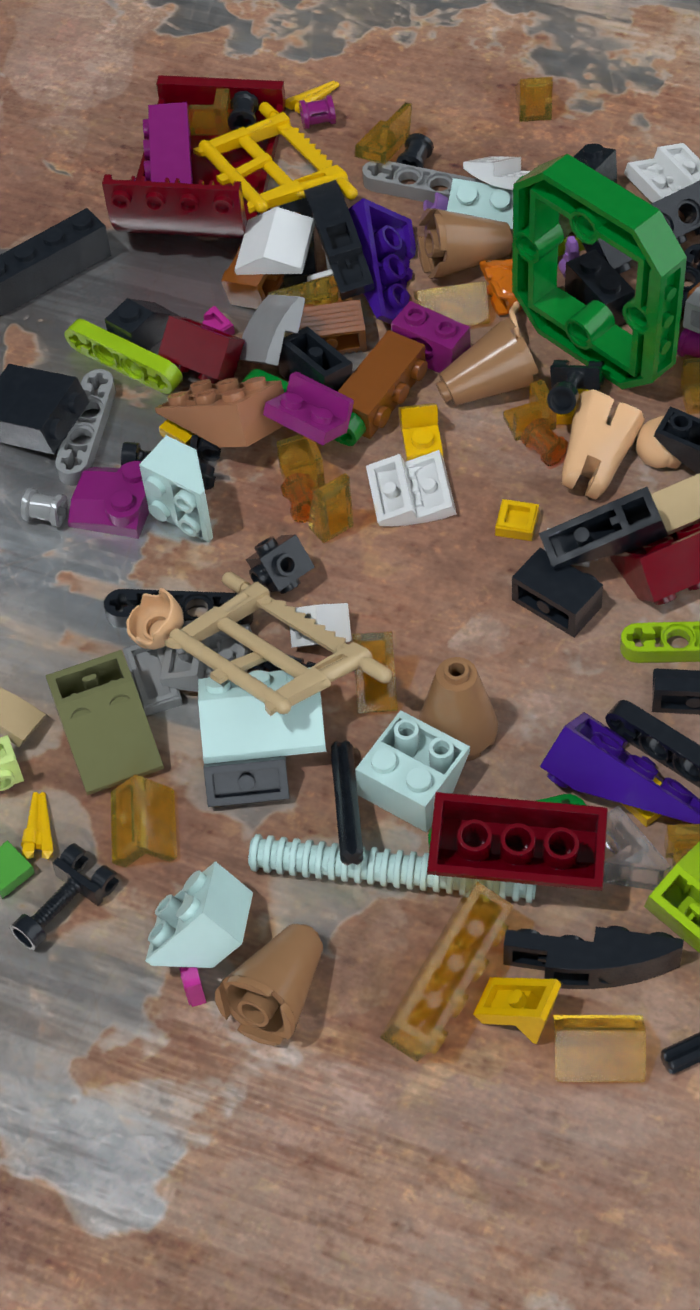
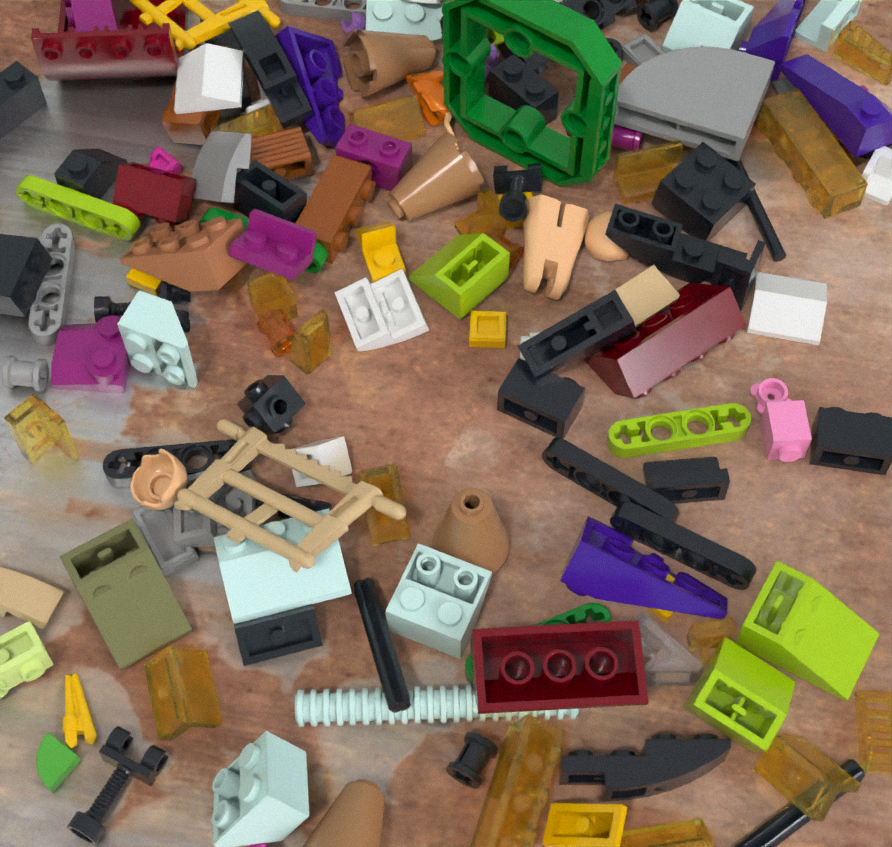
camera: 15 degrees left, 5 degrees up
(47, 558) = (39, 429): none -> clear yellow panel
(418, 925) = (472, 760): none -> black bush
(502, 461) = (463, 272): none -> lime slope
(606, 677) = (604, 479): none -> black beam

